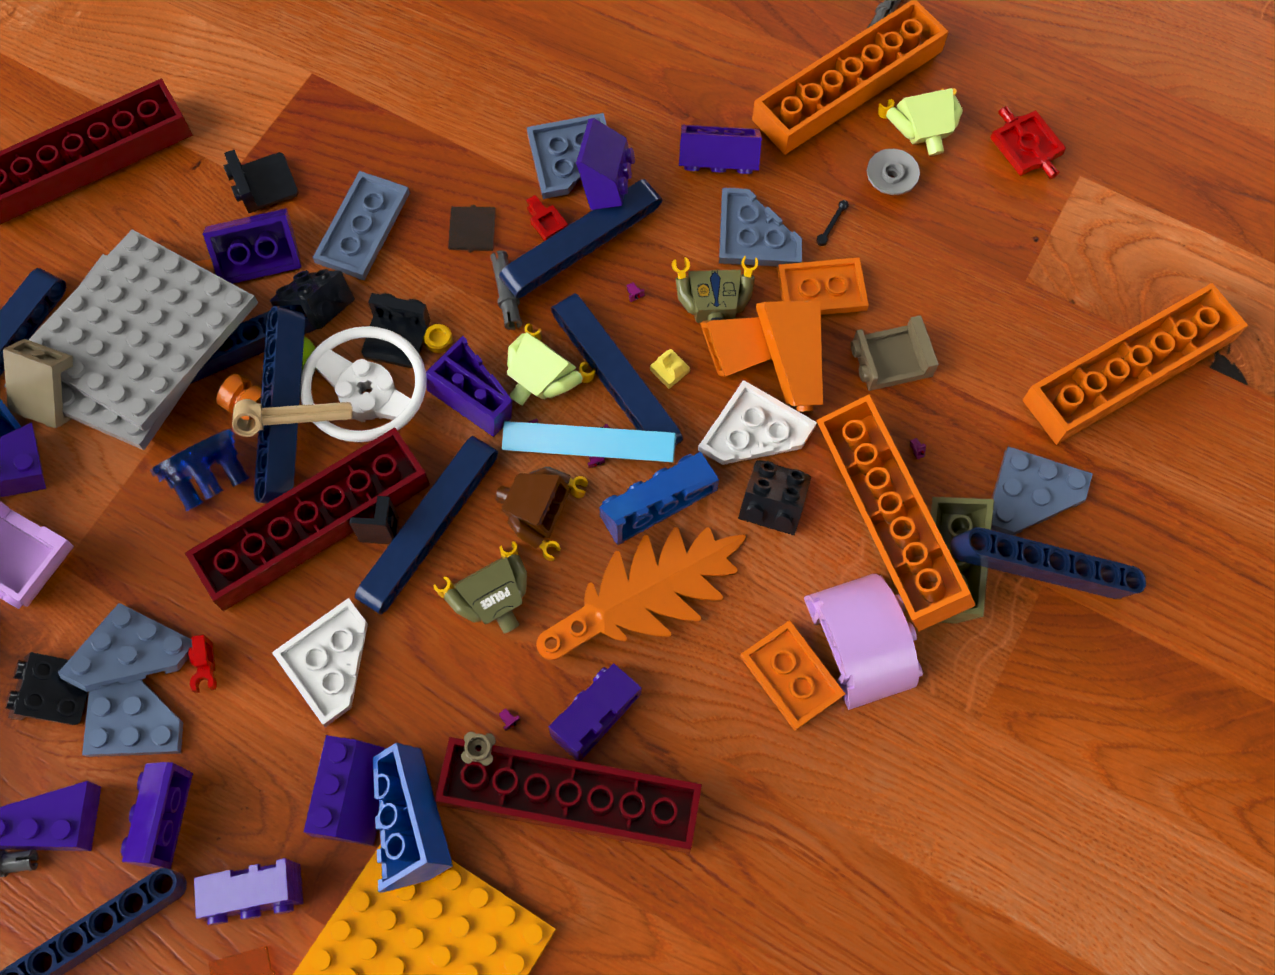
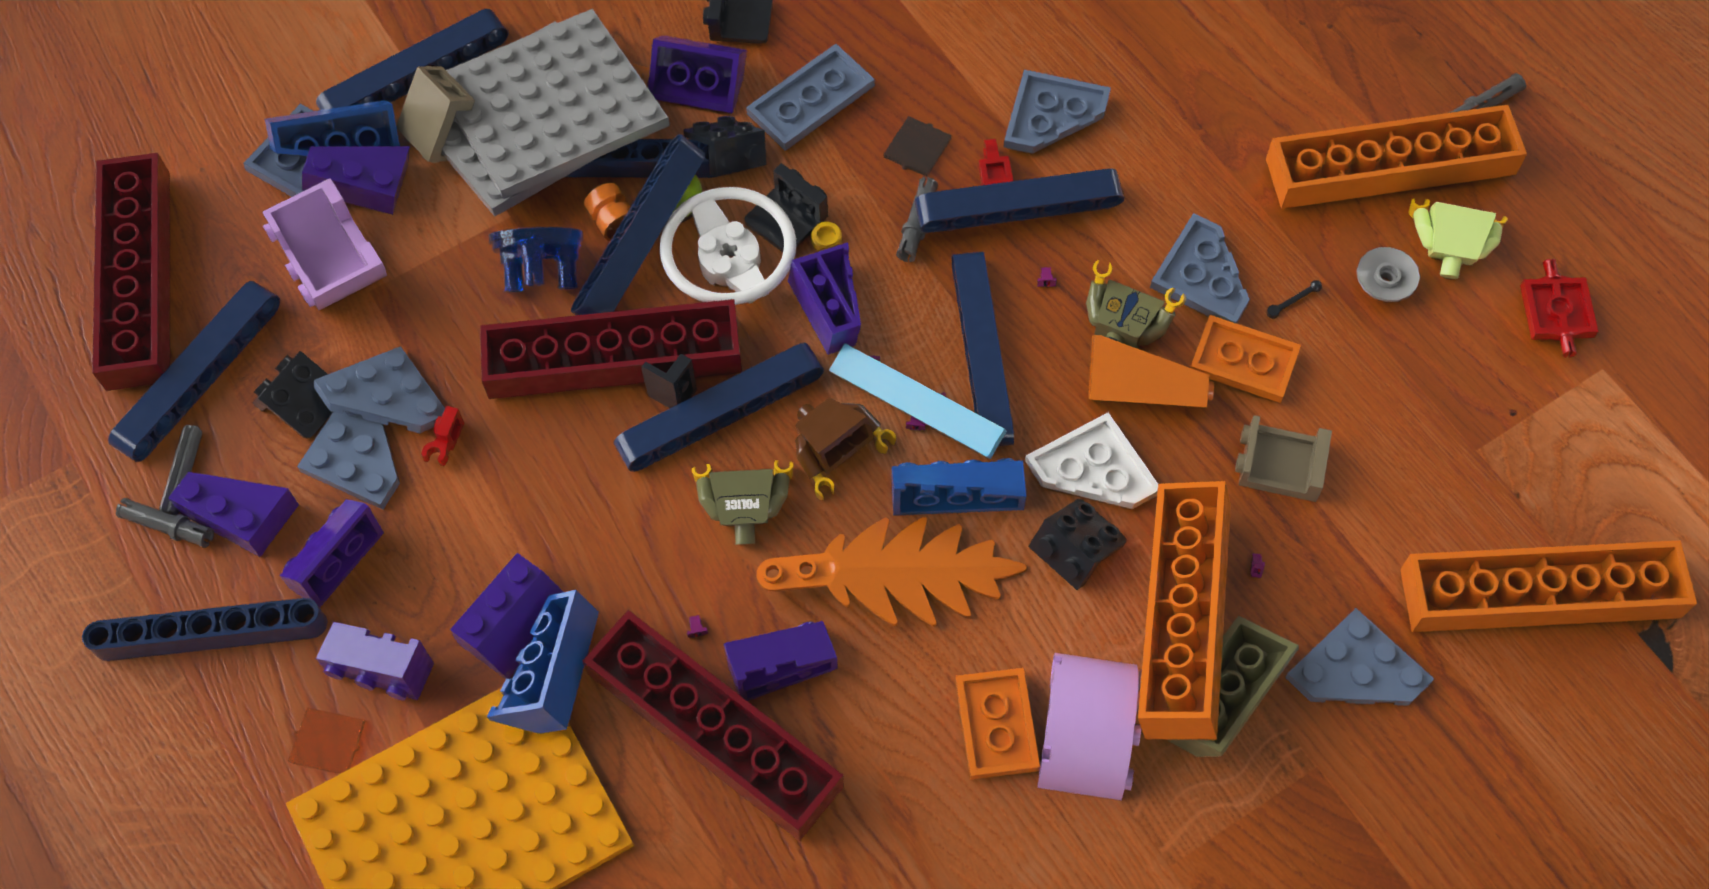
camera: 30 degrees right, 5 degrees down
(284, 415) = (637, 240): tan axle -> none
(326, 660) = (556, 489): white plate -> none
(471, 742) = (644, 623): dark tan plate -> none
(541, 369) = (908, 309): yellowish green torso -> none
(604, 165) = (1077, 137): dark purple slope -> none
(669, 368) = (1040, 368): light yellow tile -> none
(720, 148) = (1213, 172): dark purple slope -> none
(796, 349) = (1175, 402): orange slope -> none
(1047, 563) = (1338, 745): dark blue beam -> none

